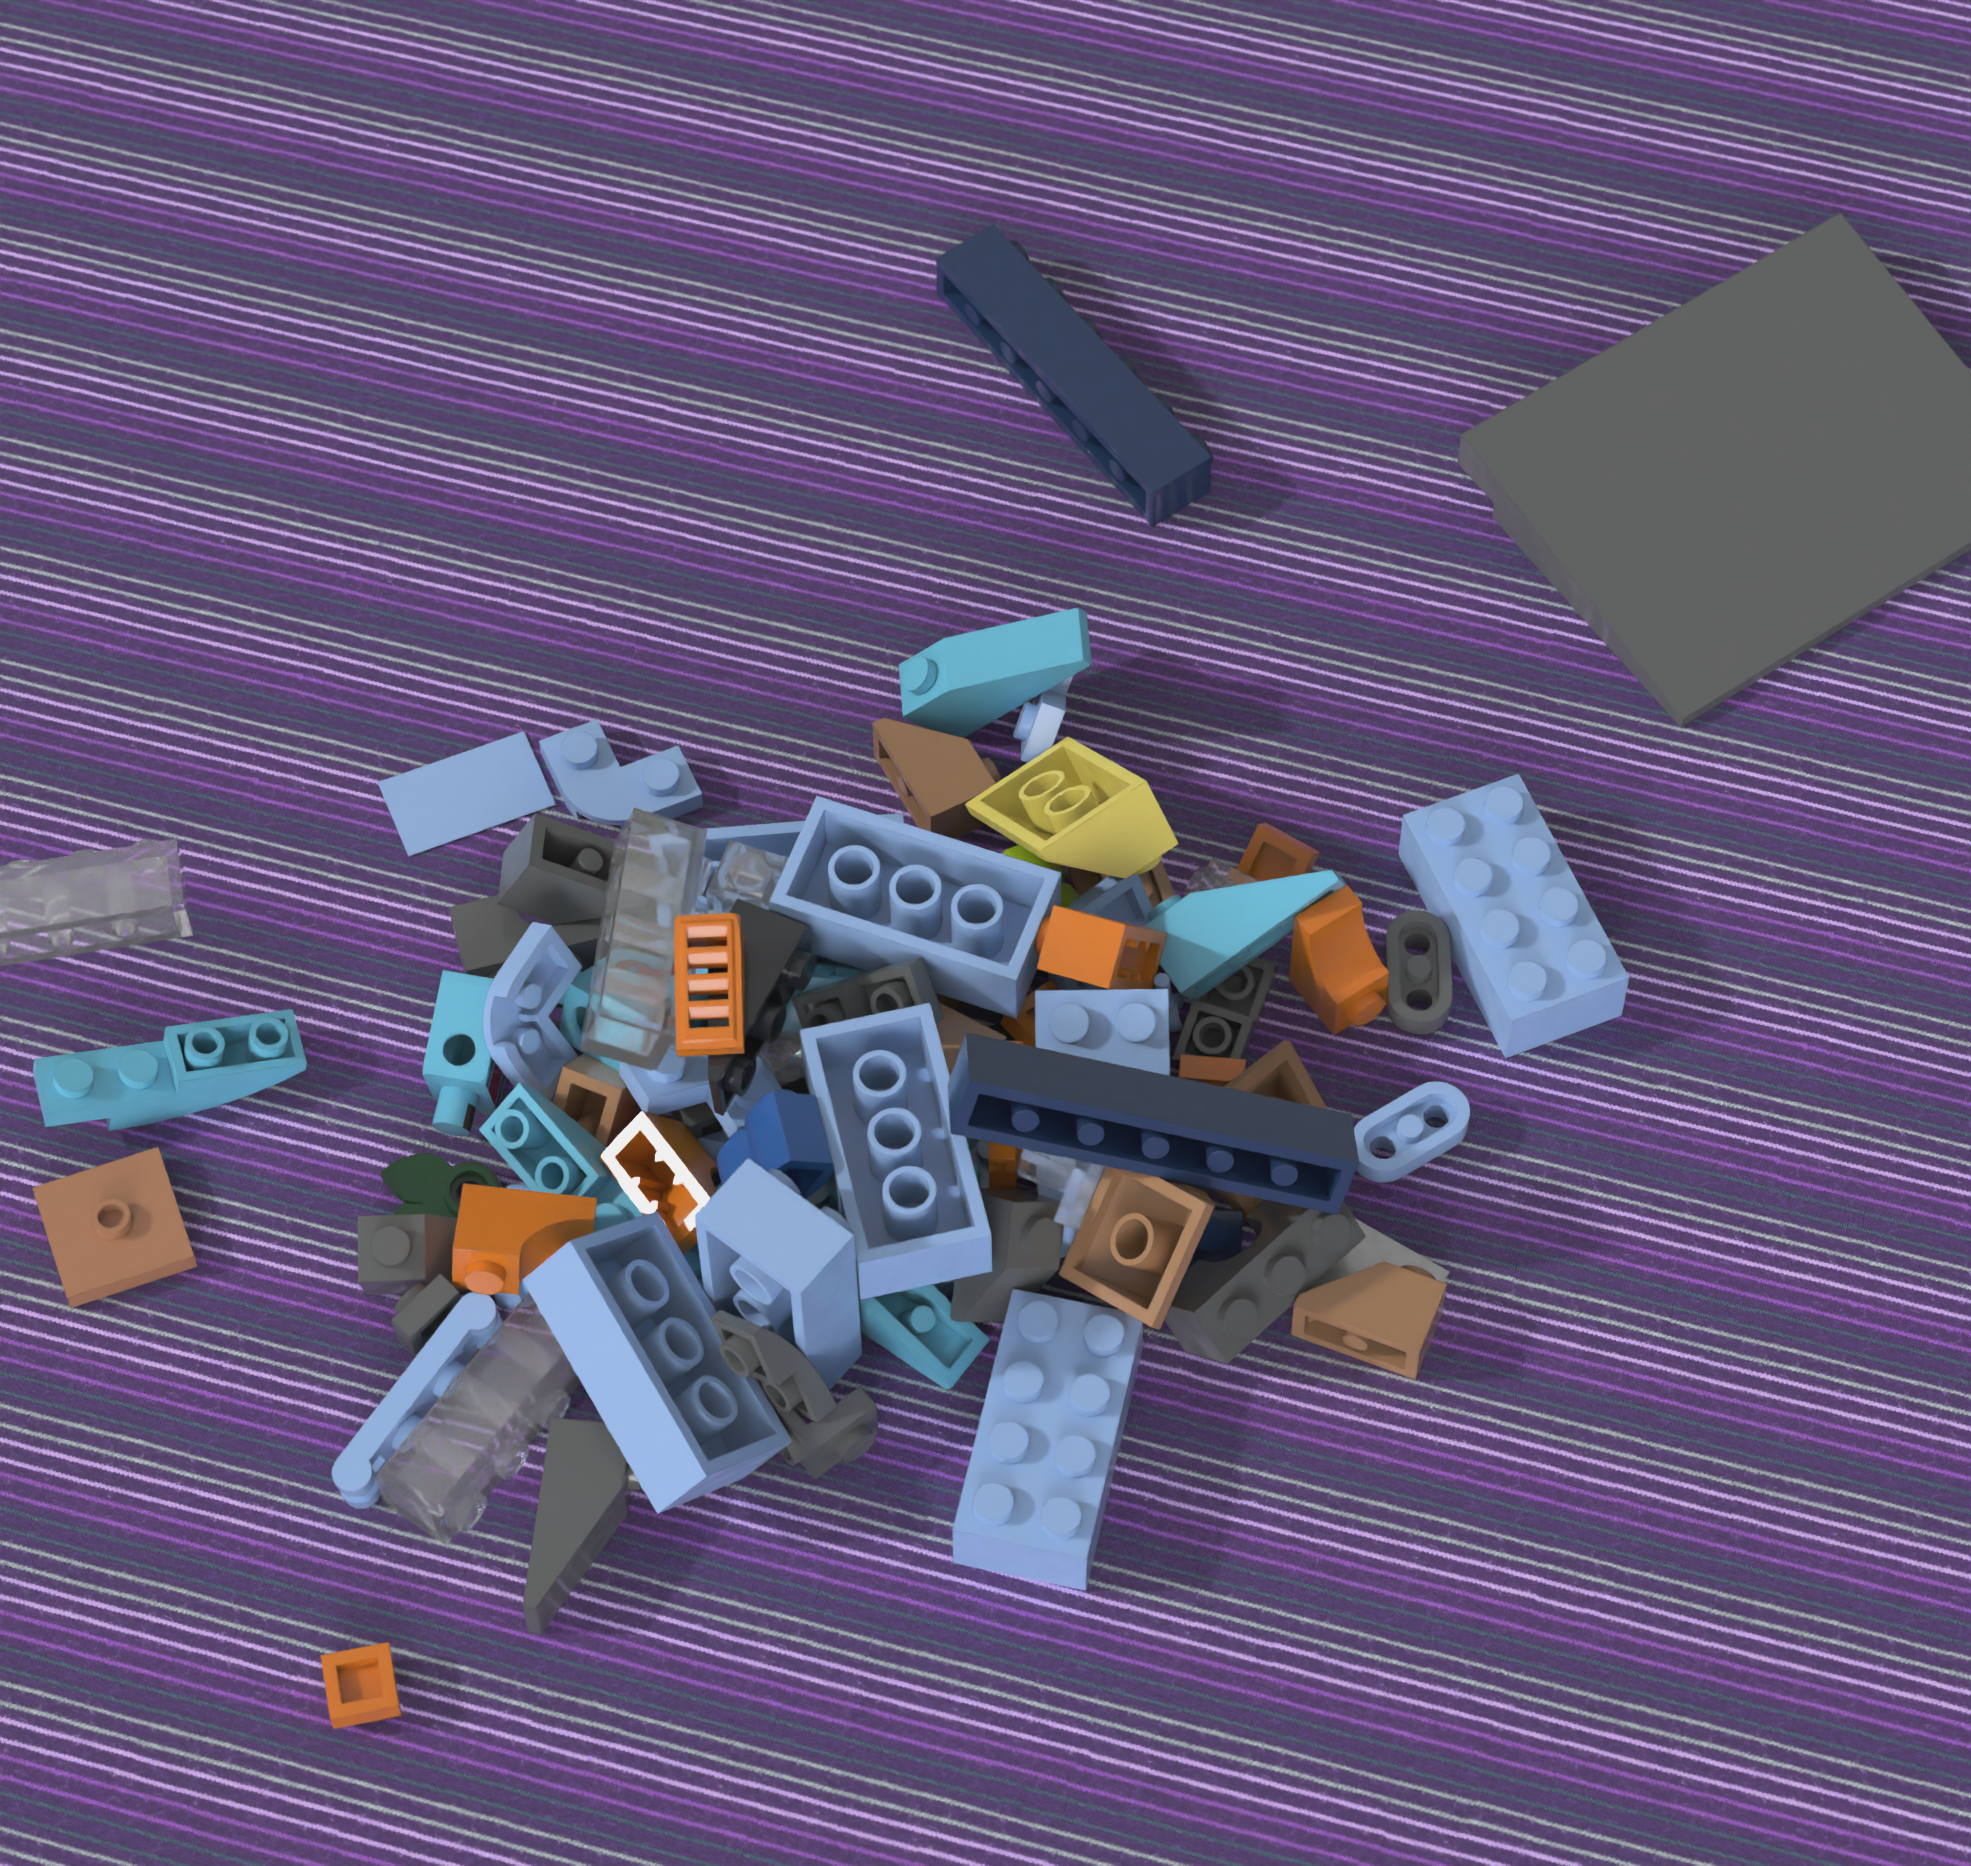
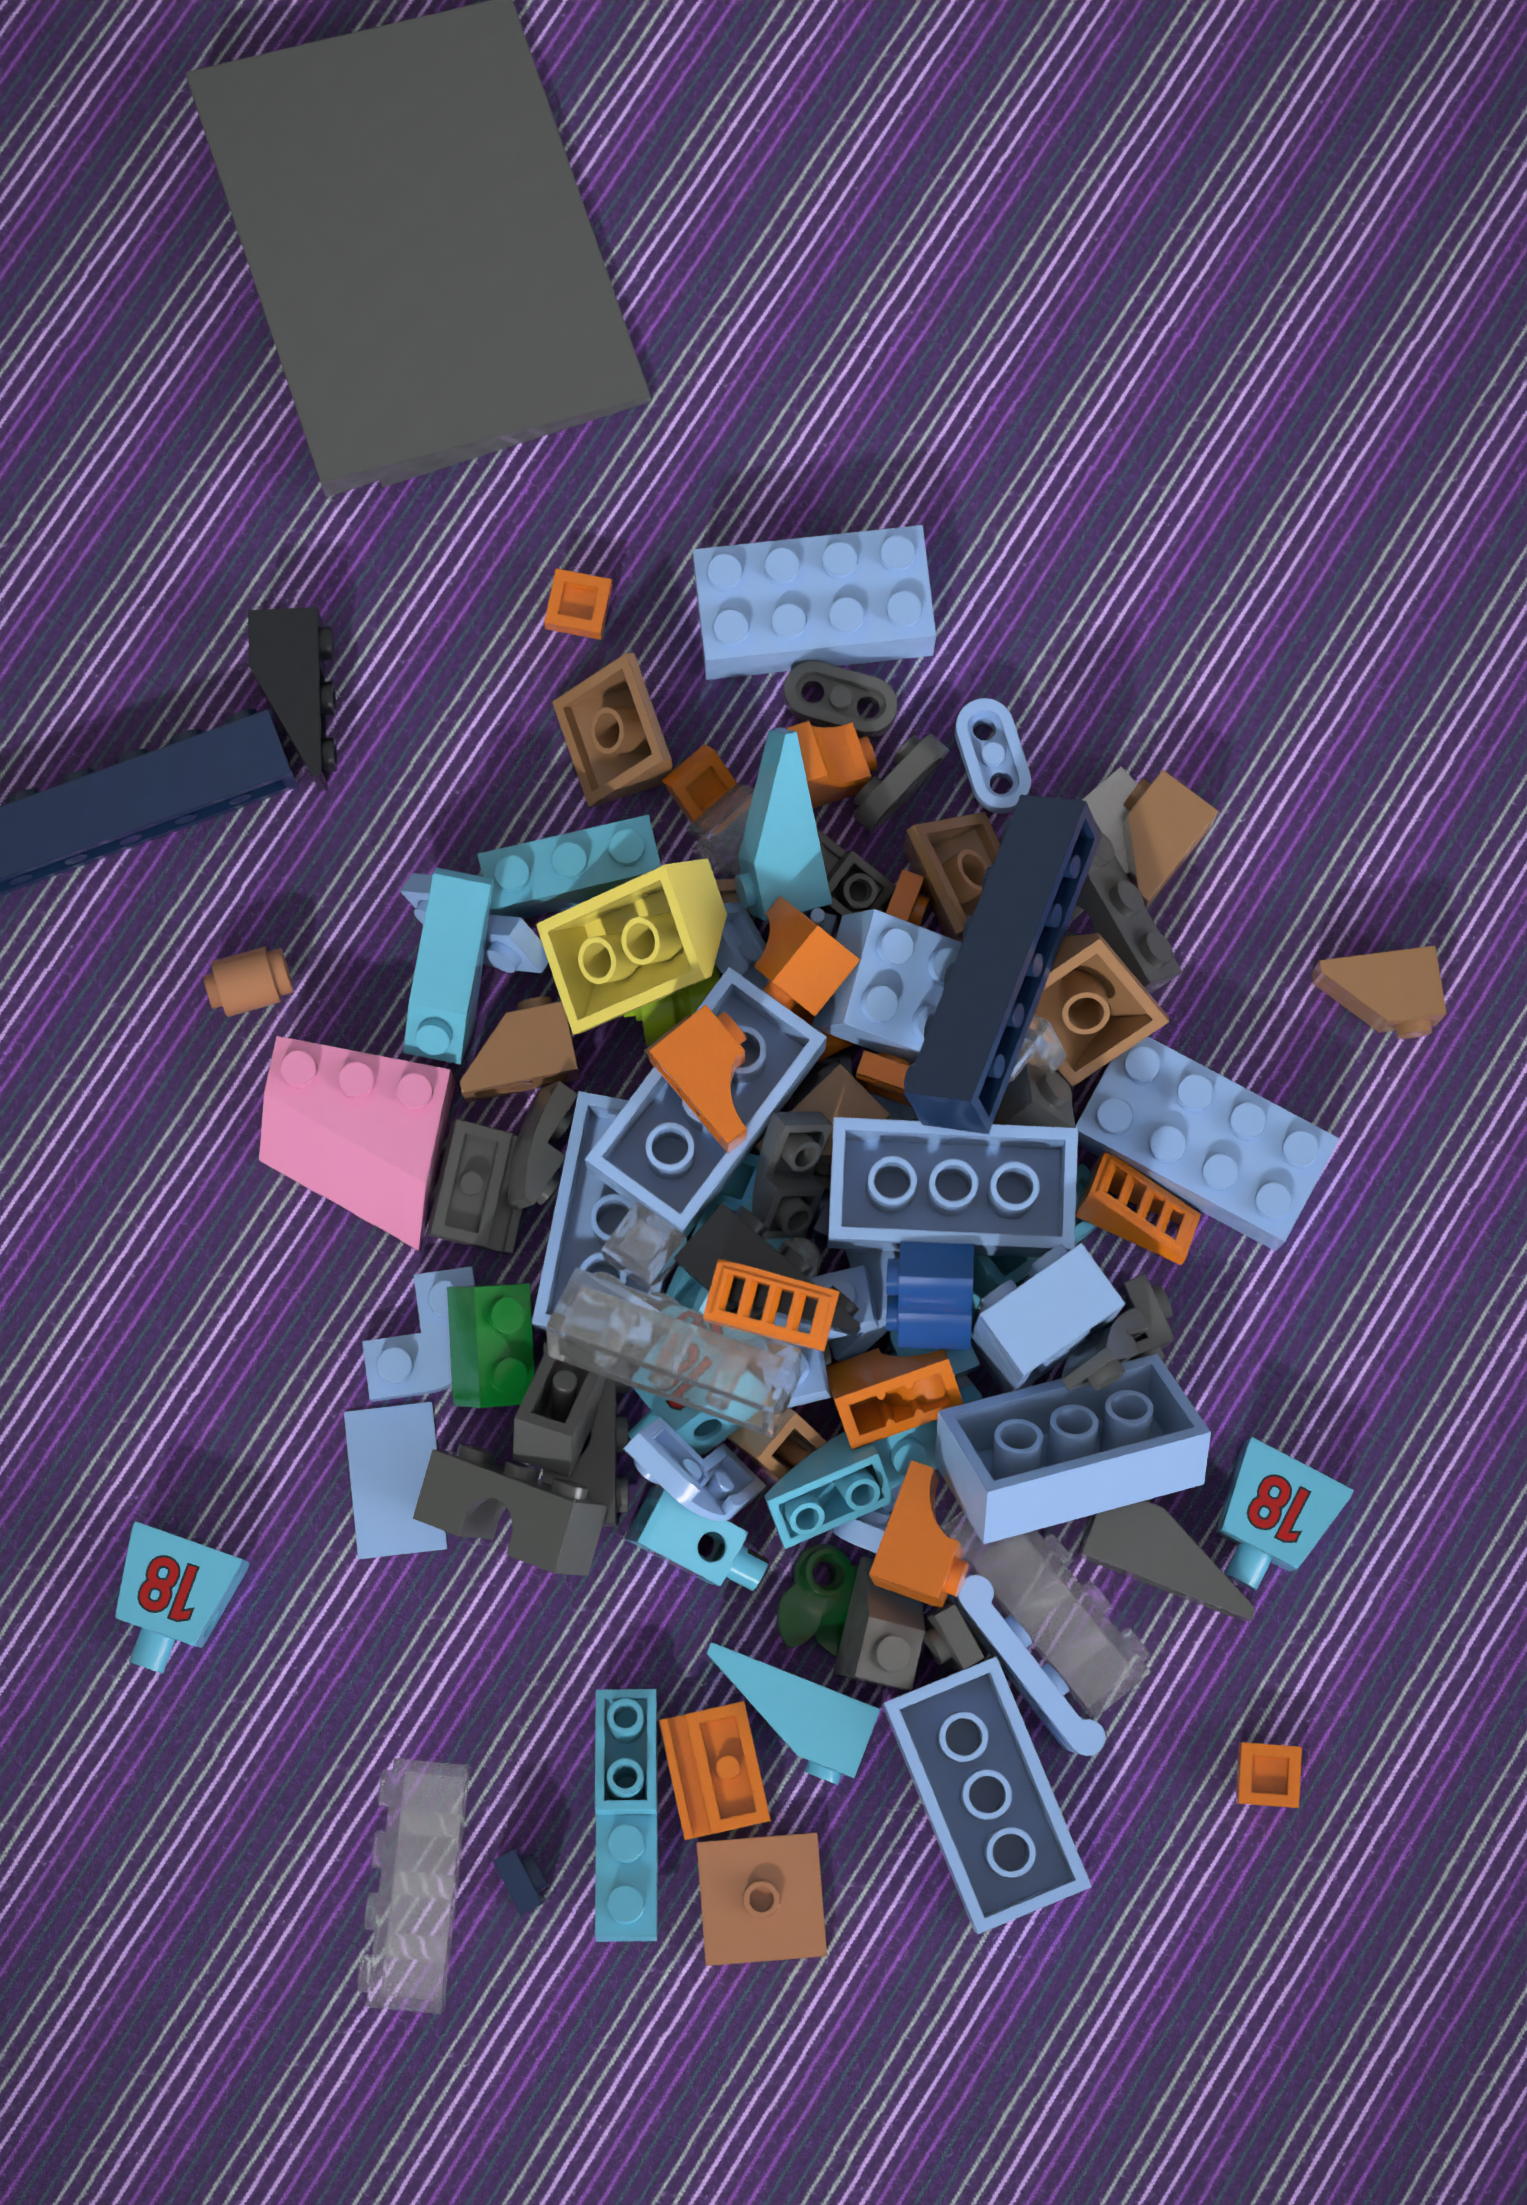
camera: 75 degrees left, 20 degrees up
(81, 994) = (522, 1879): none -> dark blue plate
(237, 1144) = (714, 1770): none -> orange plate
(265, 1394) = (986, 1795): none -> light blue brick
(300, 623) = (173, 1592): none -> medium azure torso
(314, 1206) = (809, 1718): none -> medium azure slope
(458, 865) = (550, 1522): none -> dark grey arch
(609, 807) = (490, 1344): none -> green brick
(654, 1617) = (1275, 1511): none -> medium azure torso
(782, 774) = (473, 1189): none -> dark grey plate
(796, 803) = (534, 1160): none -> dark grey slope
(809, 659) = (358, 1130): none -> bright pink wedge
(933, 526) = (248, 980): none -> nougat brick
(936, 1343) = (1115, 1217): none -> orange slope
(937, 862) = (700, 1066): none -> orange arch
(1123, 727) = (568, 867): none -> medium azure brick
(1257, 480) = (289, 666): none -> black slope
(1285, 1594) = (1387, 989): none -> medium nougat slope
(1309, 777) = (613, 733): none -> medium nougat slope
(1360, 1055) = (915, 764): none -> dark grey plate
(1430, 708) = (578, 604): none -> orange plate

